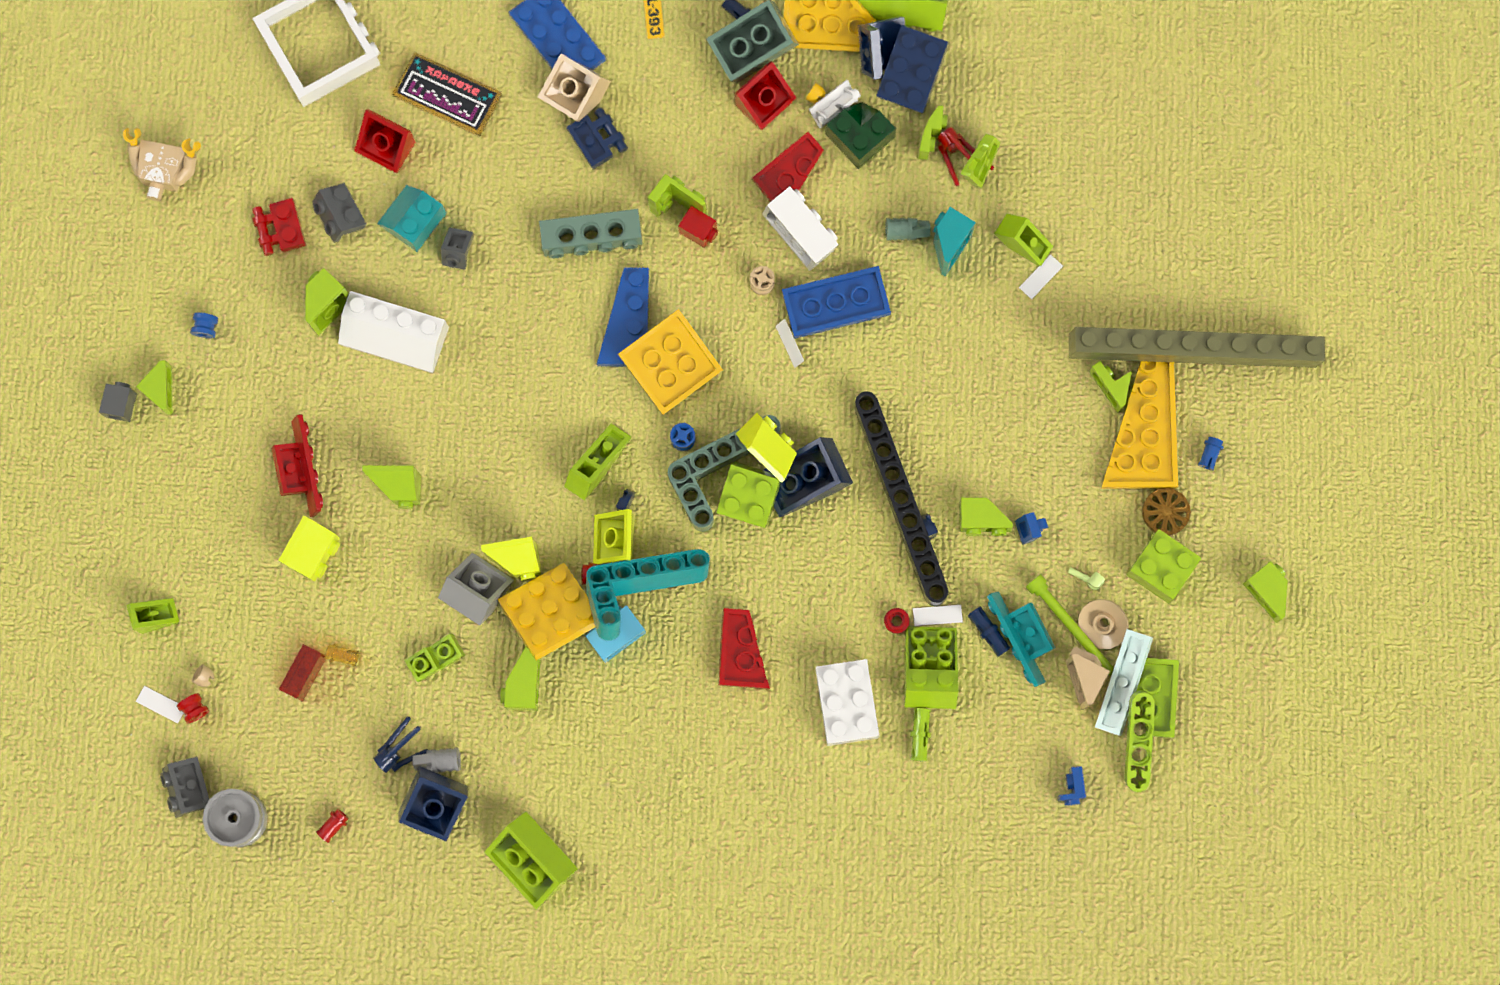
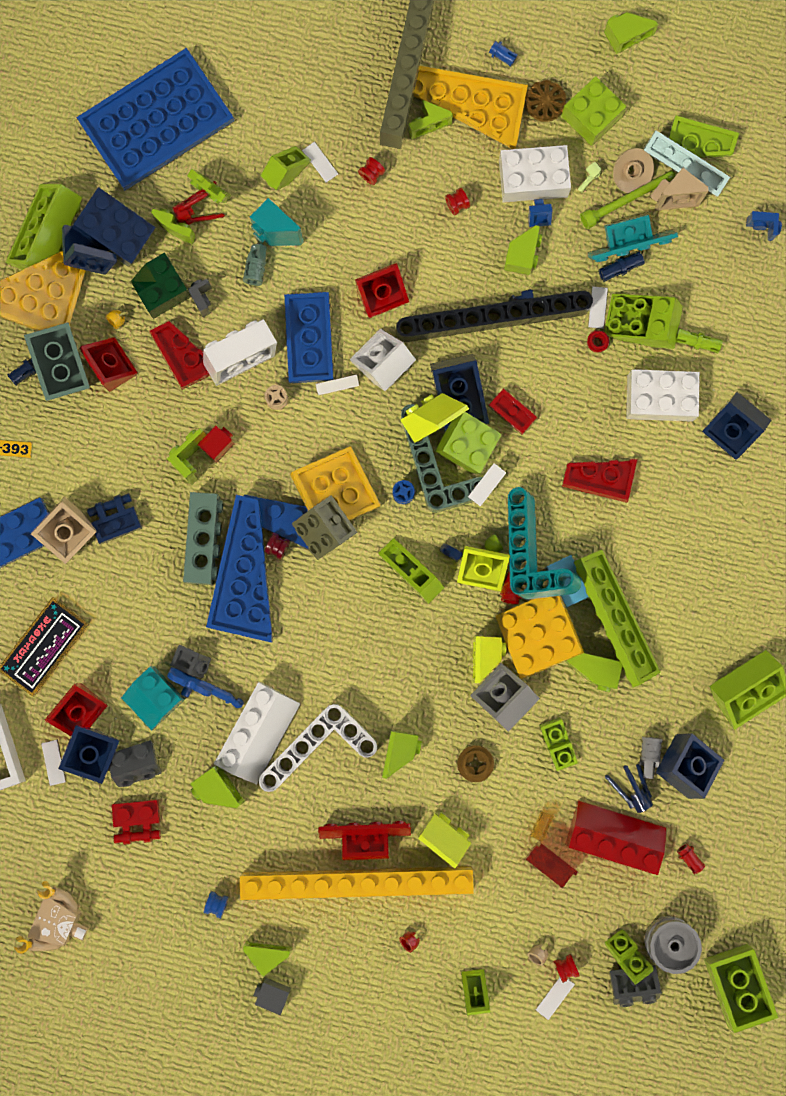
camera: 80 degrees left, 5 degrees up
(196, 535) = (409, 941): none -> red hinge
(199, 901) = (741, 988): none -> lime brick
(215, 774) = (628, 957): none -> lime slope
(249, 467) = (356, 883): none -> yellow brick
(327, 130) = (52, 762): none -> white sticker
(340, 162) = (89, 753): none -> dark blue slope
(342, 738) = (617, 837): none -> red slope
(389, 564) = (483, 771): none -> pearl gold gear
(391, 392) = (313, 742): none -> white beam
(431, 263) = (191, 683): none -> blue piece
(544, 284) = (241, 587): none -> blue wing
(583, 694) = (617, 618): none -> lime plate
(597, 313) = (277, 546): none -> dark red wheel
(624, 356) = (324, 527): none -> olive bracket
(642, 546) = (493, 544): none -> lime hinge
(705, 523) = (487, 484): none -> white sticker
(796, 539) = (512, 411): none -> red plate
(826, 386) = (383, 359): none -> white slope
(829, 794) = (737, 426): none -> dark blue slope
(834, 103) = (131, 308): white hinge -> none
(854, 177) = (201, 301): none -> dark grey bracket
(904, 370) = (381, 290): none -> red slope
(1025, 433) = (457, 201): none -> red wheel
(1039, 333) = (371, 171): none -> red wheel
(1049, 90) = (155, 119): none -> blue plate
(1075, 512) = (534, 173): none -> white brick
(1135, 741) = (737, 165): lime beam -> none

